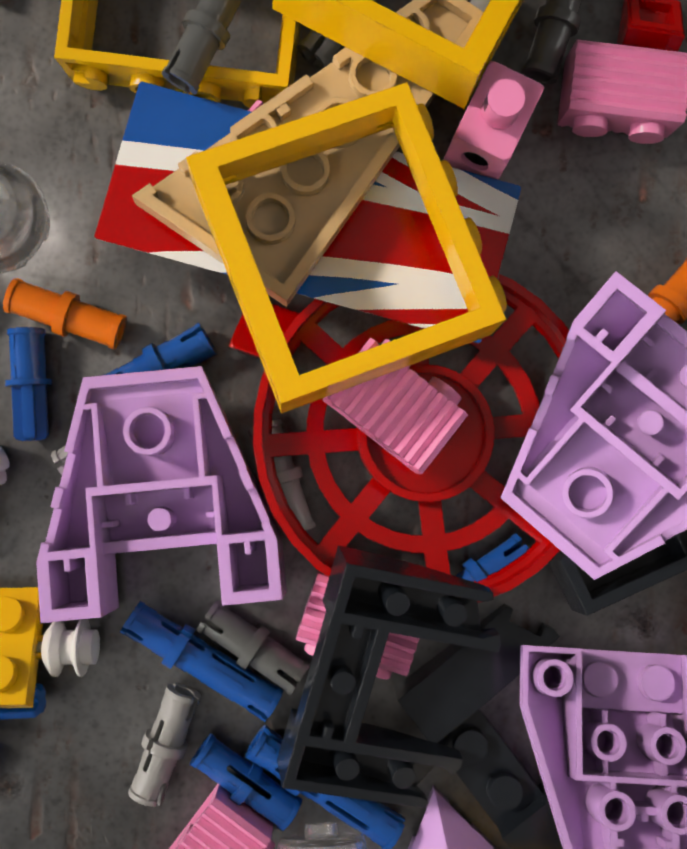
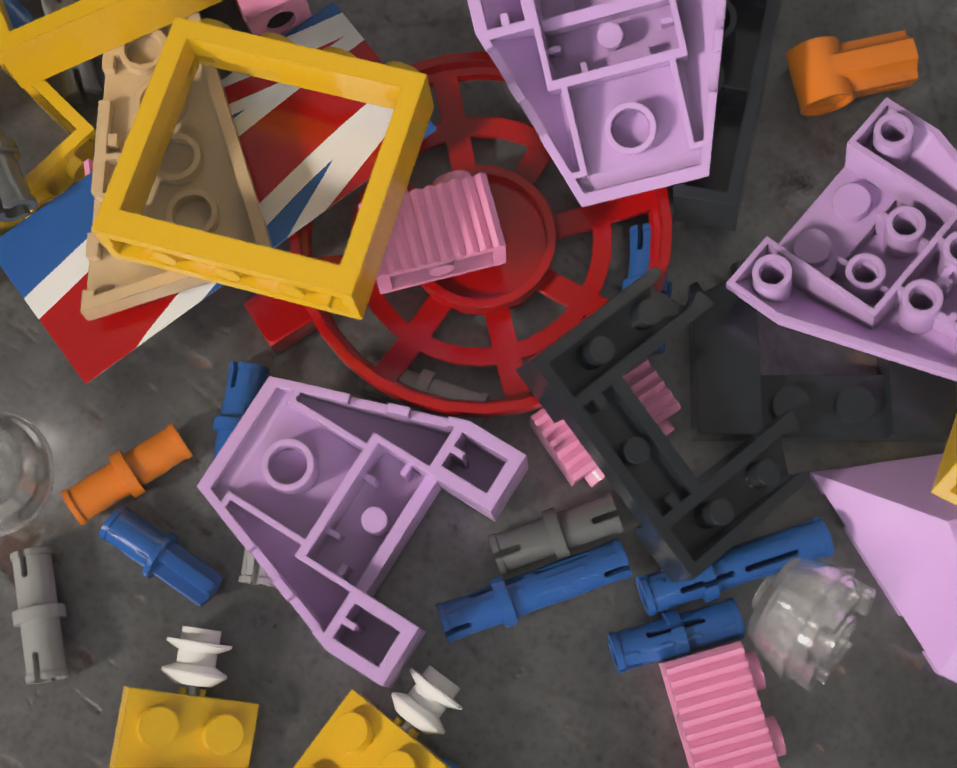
camera: 50 degrees left, 10 degrees down
(164, 745) = (585, 686): light grey pin -> none

